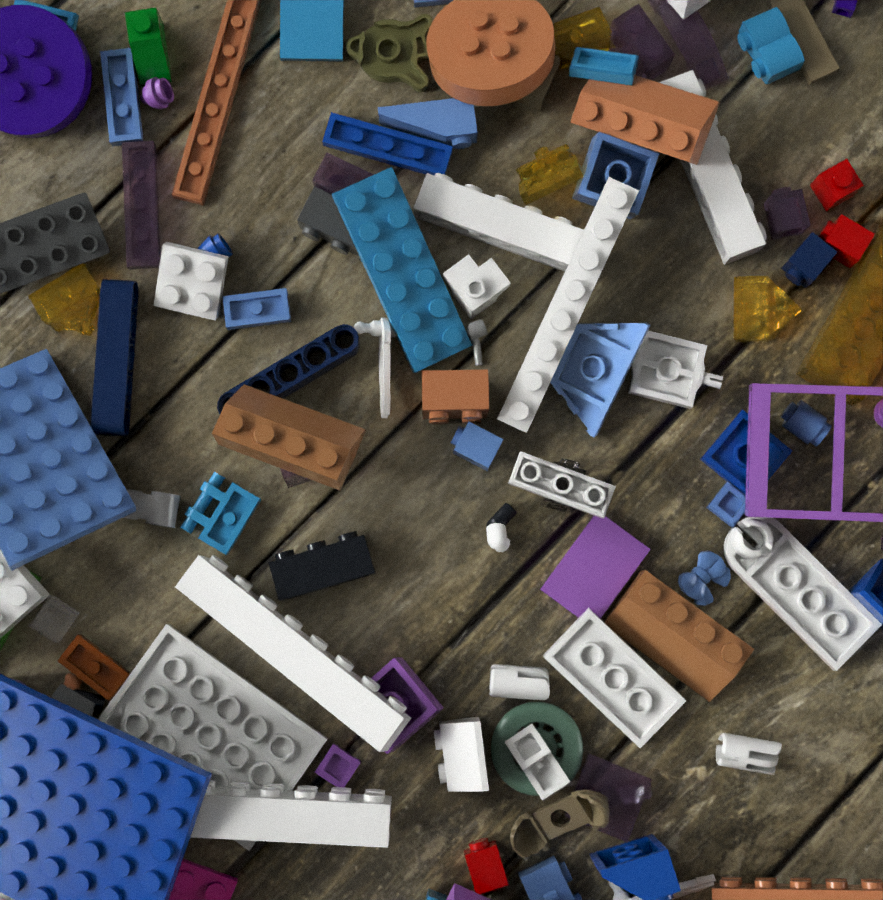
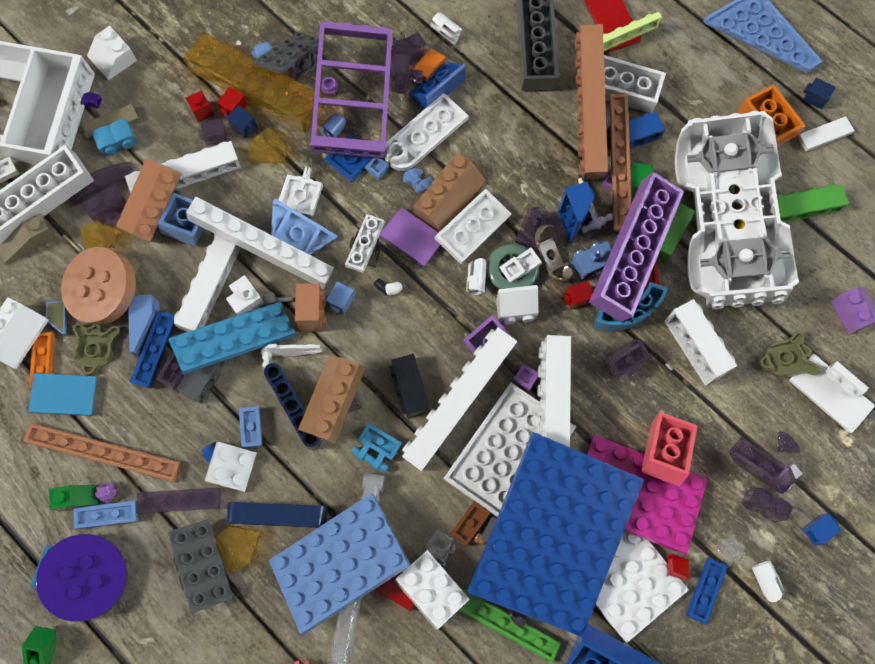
camera: 90 degrees left, 10 degrees down
(548, 172) = (179, 255): clear yellow slope -> none
(603, 66) = (117, 222): dark azure tile -> none
(748, 753) = (513, 160): white arm -> none

